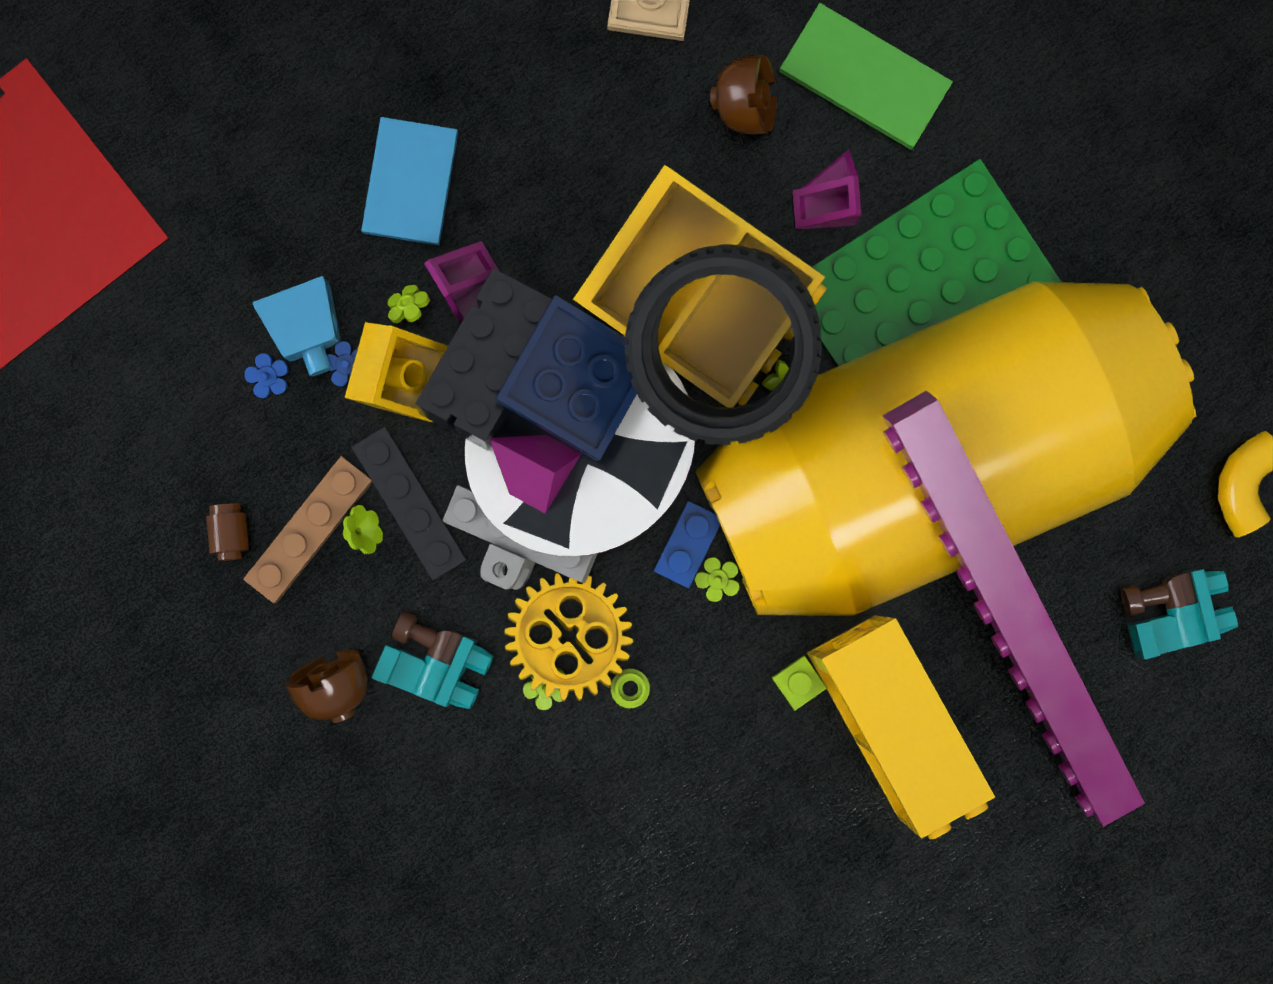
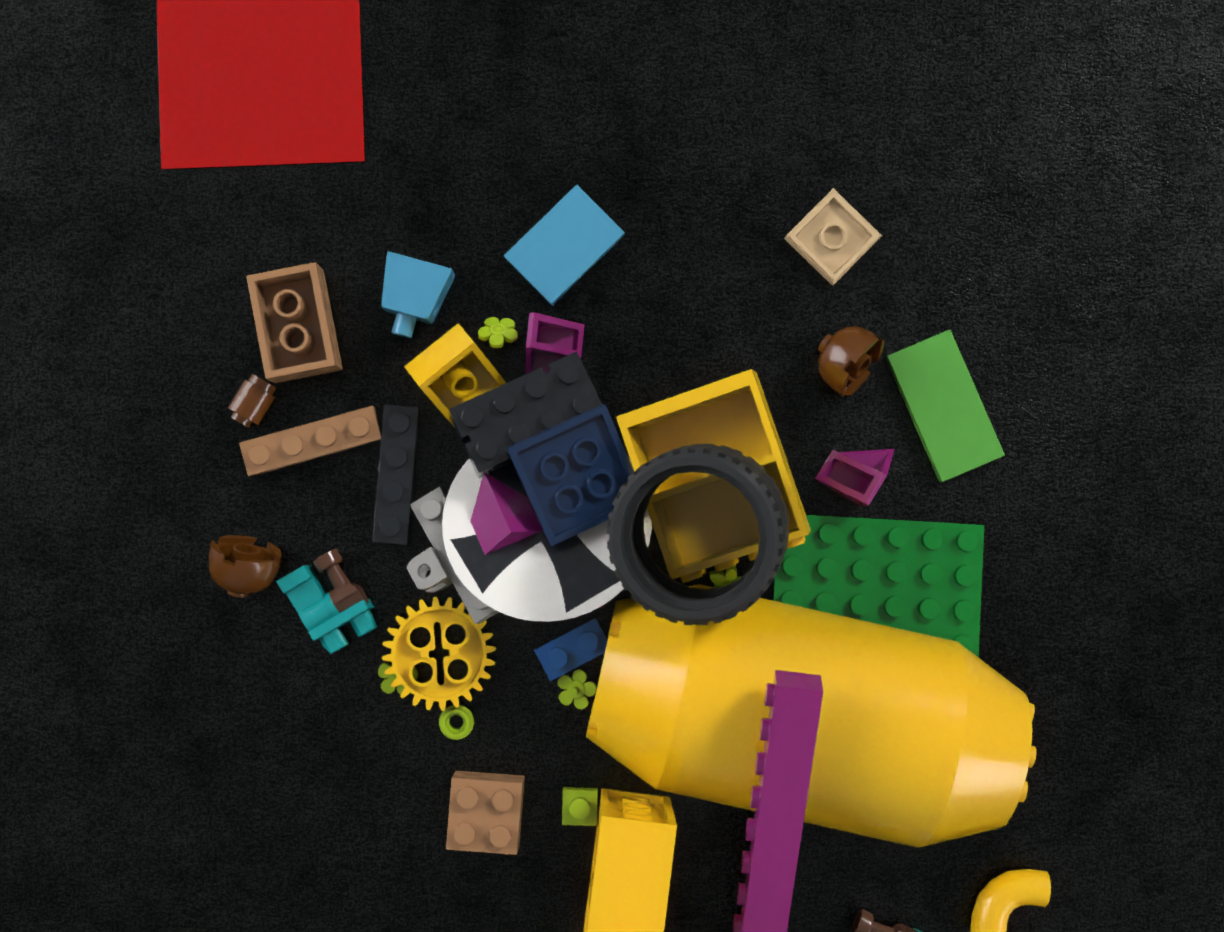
camera: 30 degrees right, 0 degrees up
(214, 431) = (294, 322): none -> medium nougat brick
(267, 376) = (362, 310): blue plant -> none
(343, 363) = (422, 341): blue plant -> none
(362, 529) = (349, 469): lime plant -> none
(717, 749) = (485, 812): none -> medium nougat brick

